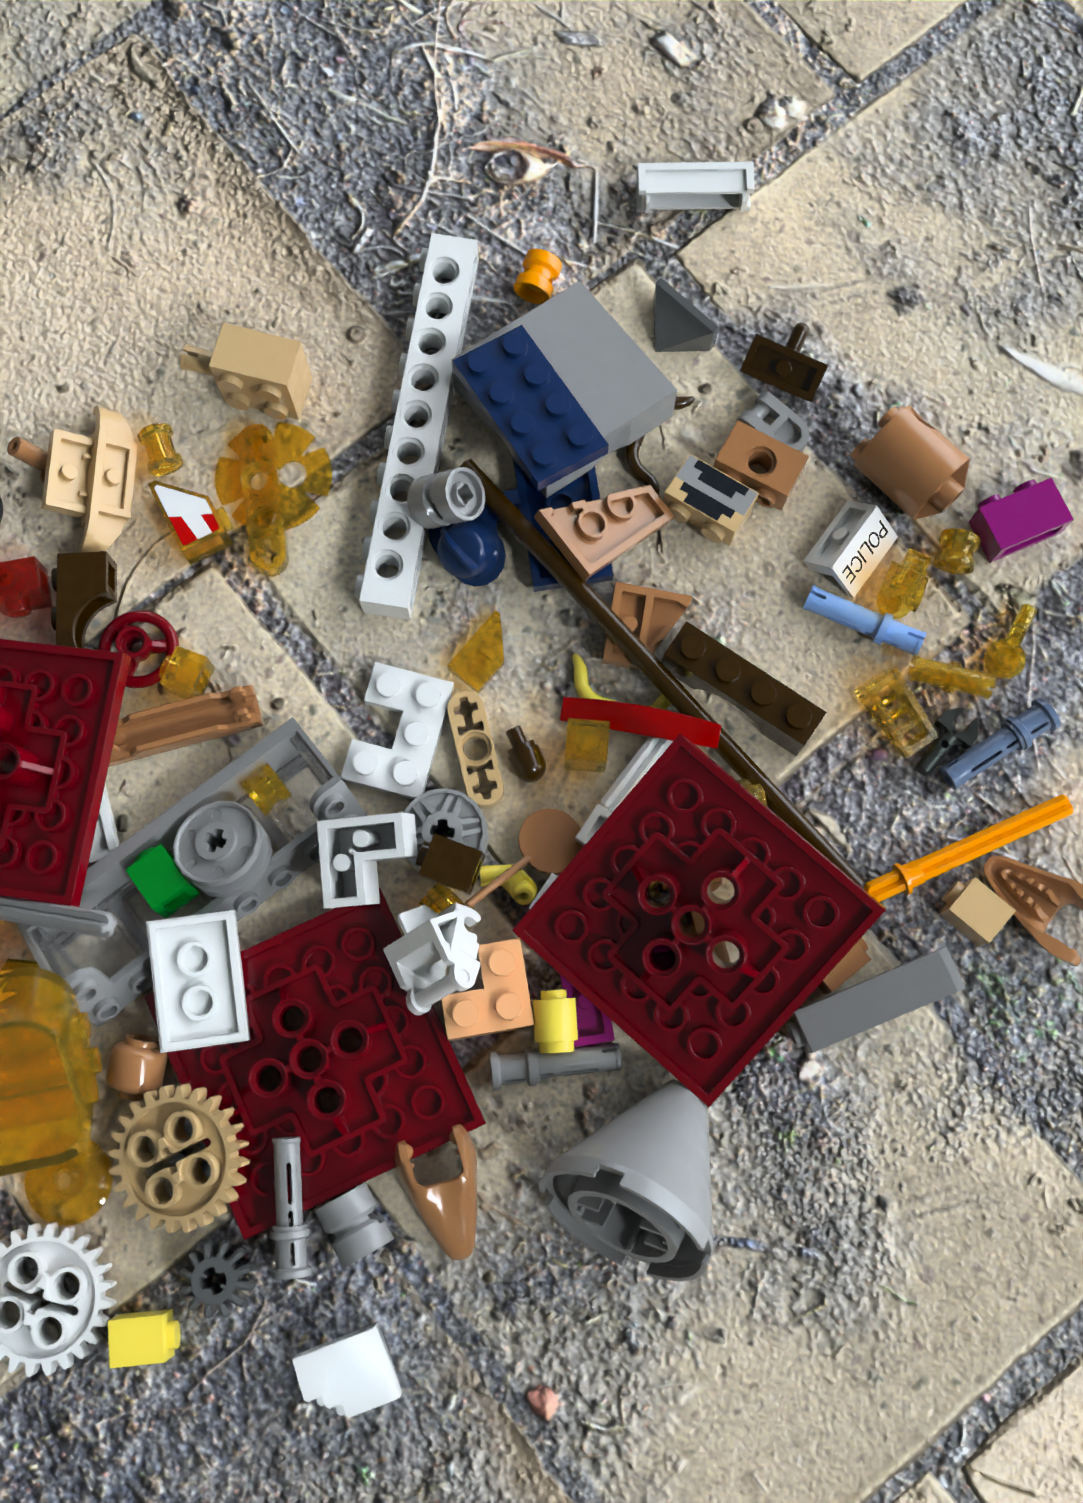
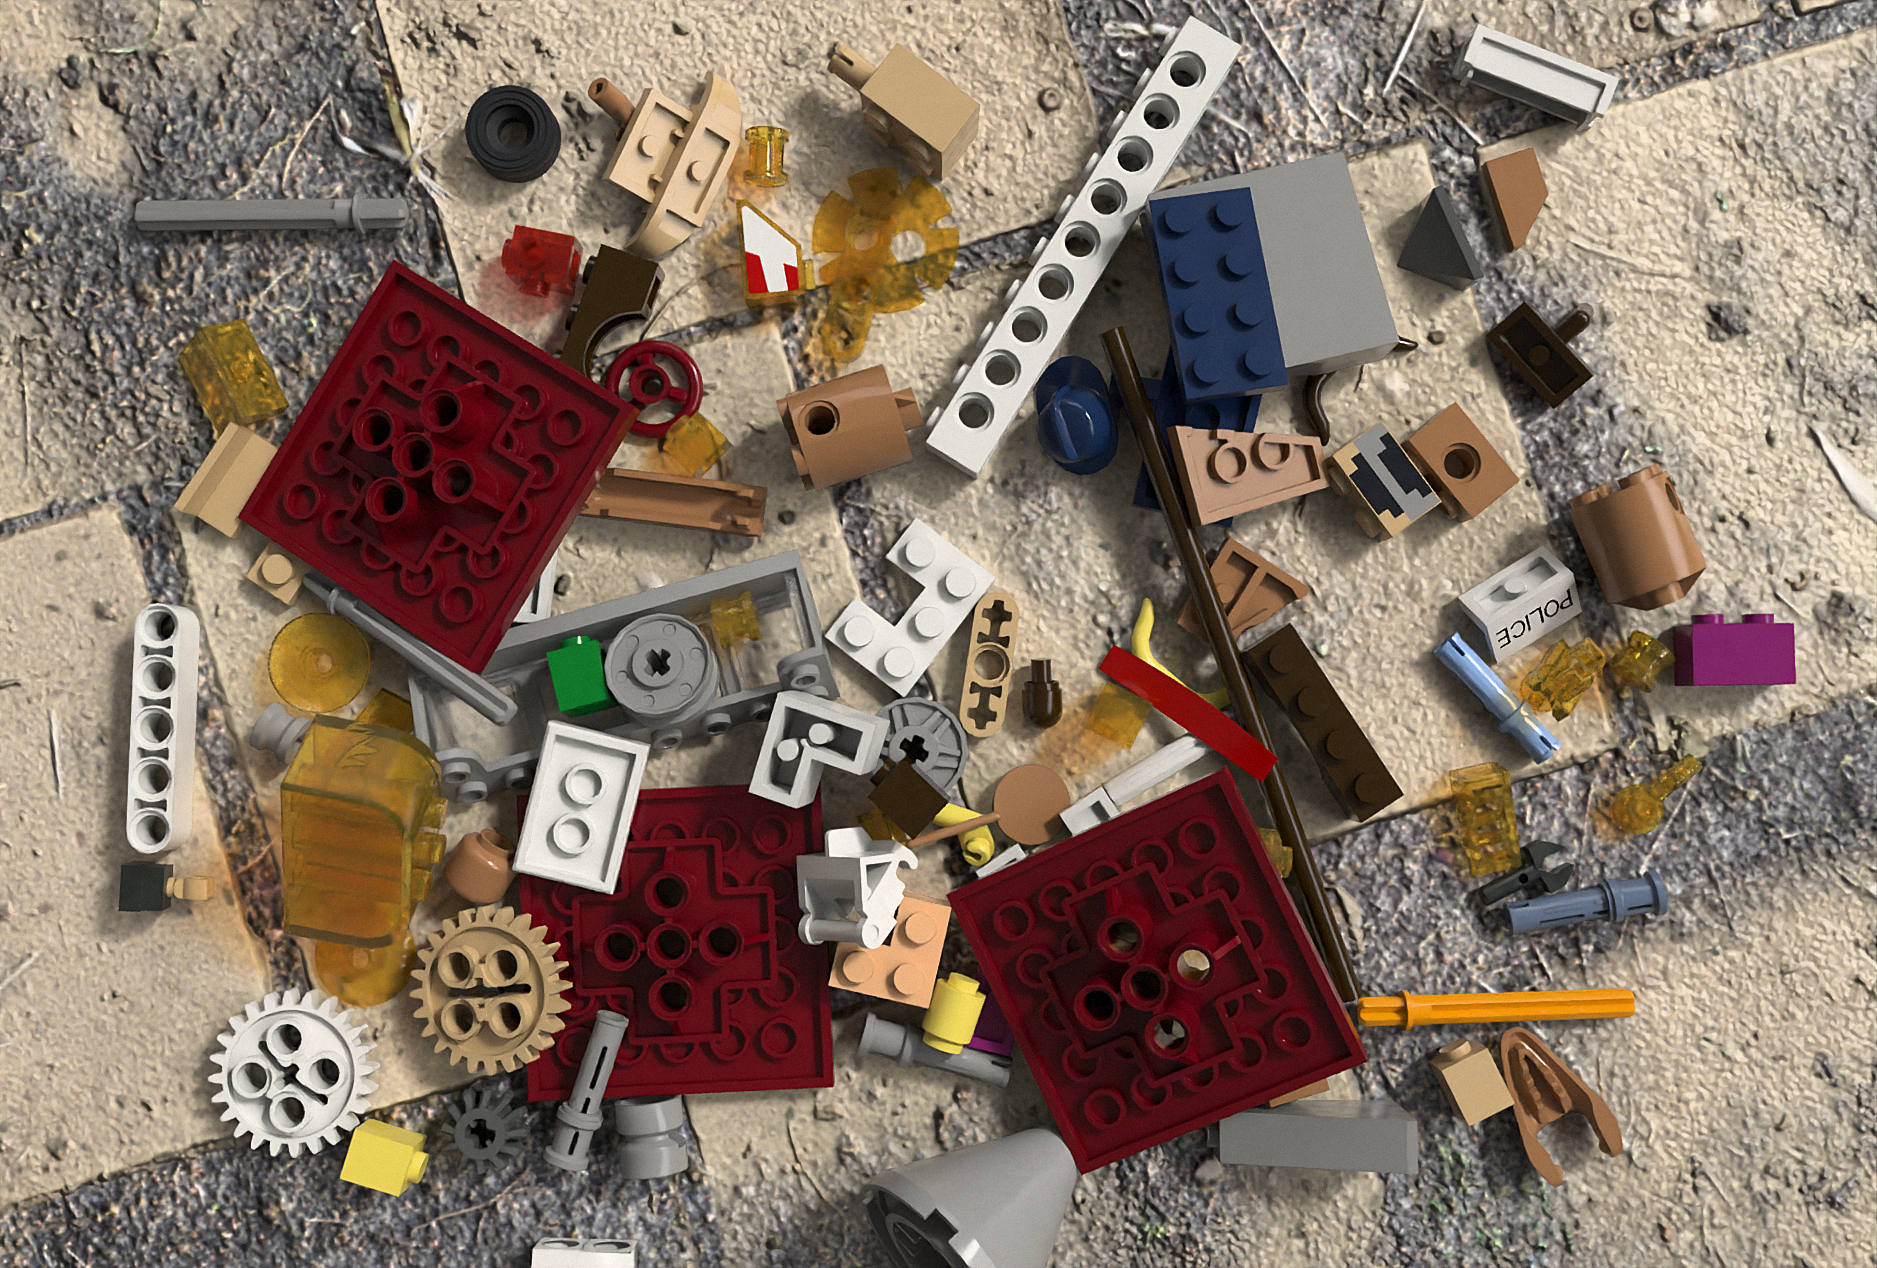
camera: 25 degrees right, 10 degrees up
(297, 612) = (849, 427): none -> medium nougat cylinder
(446, 498) = (1074, 364): light grey wheel -> none
(447, 1206) = (760, 1158): medium nougat animal -> none
(481, 655) = (1040, 556): clear yellow tile -> none
(539, 272) = (1298, 115): light orange wheel -> none
(717, 269) = (1516, 193): none -> medium nougat tile
(787, 425) = (1508, 434): light grey plate -> none
(951, 677) = (1566, 805): clear yellow pin -> none

